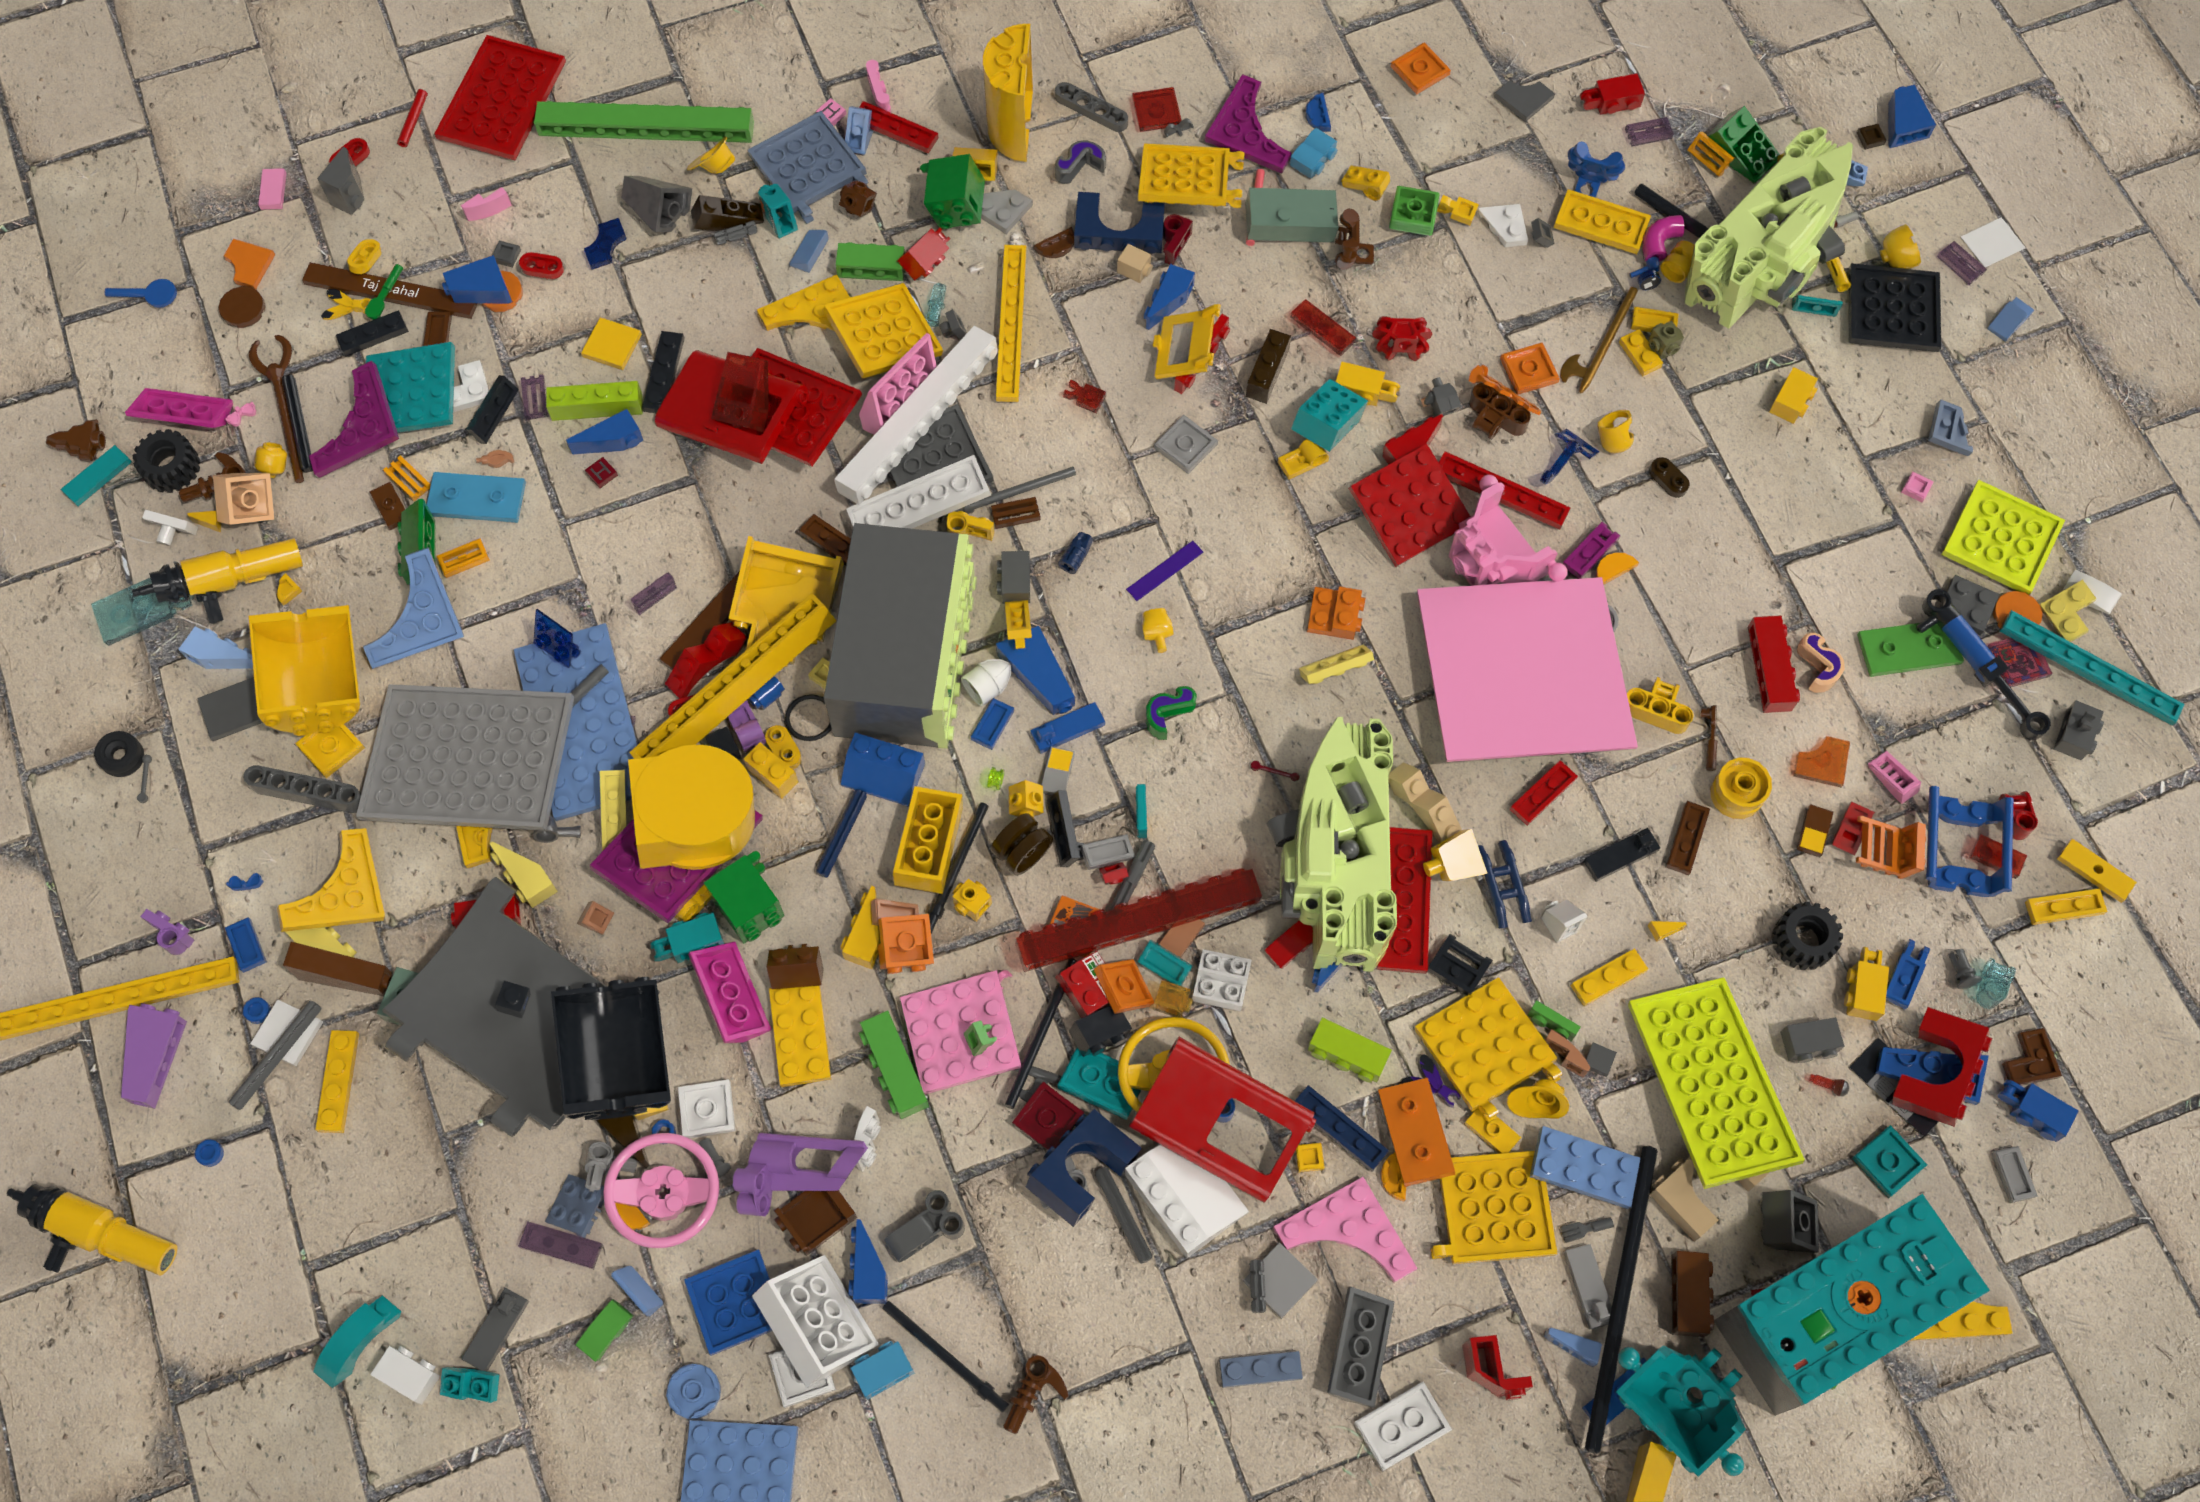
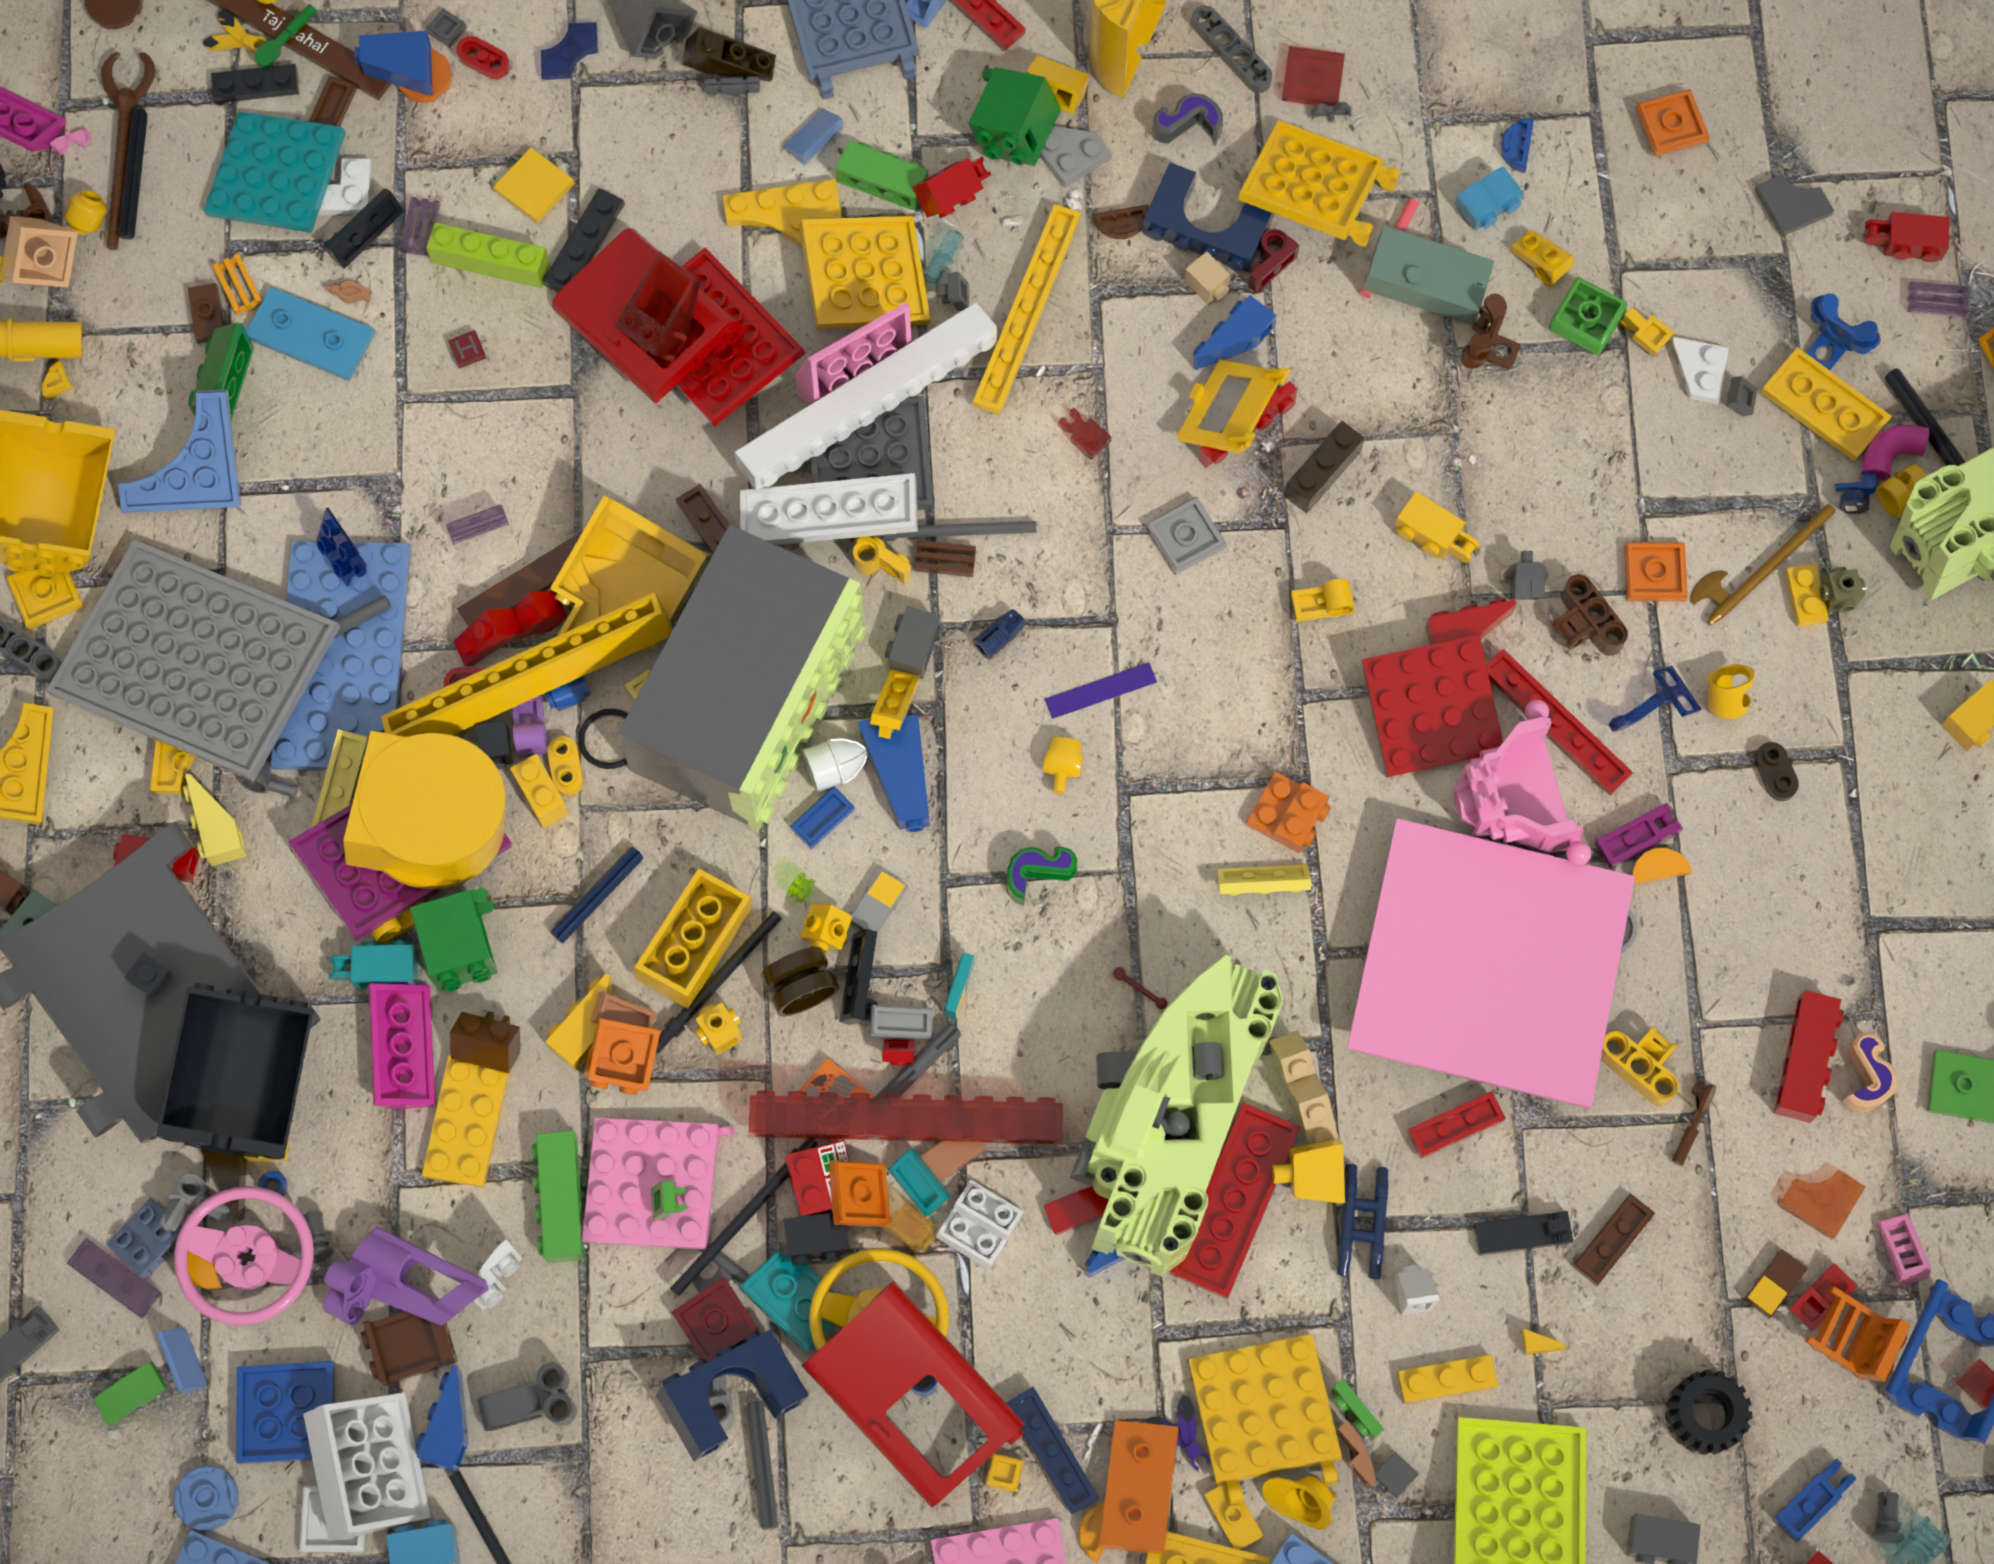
camera: 20 degrees right, 5 degrees up
(365, 428) = (208, 207): magenta plate -> none
(464, 561) = (249, 418): light orange tile -> none
(595, 917) = (279, 902): nougat slope -> none
(607, 436) = (494, 305): blue slope -> none
(706, 1109) = (329, 1175): white plate -> none
(775, 200) = (790, 61): teal torso -> none
(857, 198) = (894, 87): reddish brown brick -> none
(882, 769) = (670, 832): blue slope -> none
(1067, 727) = (910, 852): blue hinge -> none
(1184, 1198) = (840, 1471): white slope -> none
(1240, 130) = (1407, 137): magenta plate -> none
(1323, 327) = (1413, 436): clear red plate -> none
(1329, 415) = (1373, 557): teal piece -> none
(1349, 1050) = (1097, 1362): lime brick -> none
(1408, 336) = (1509, 477): red piece -> none
(1456, 971) = (1263, 1309): black plate -> none
(1480, 374) = (1588, 566): orange piece -> none
(1647, 319) = (1834, 553): yellow tile -> none
(1741, 788) = (1714, 1187): yellow wheel -> none
(1867, 986) = (1758, 1498): yellow brick -> none

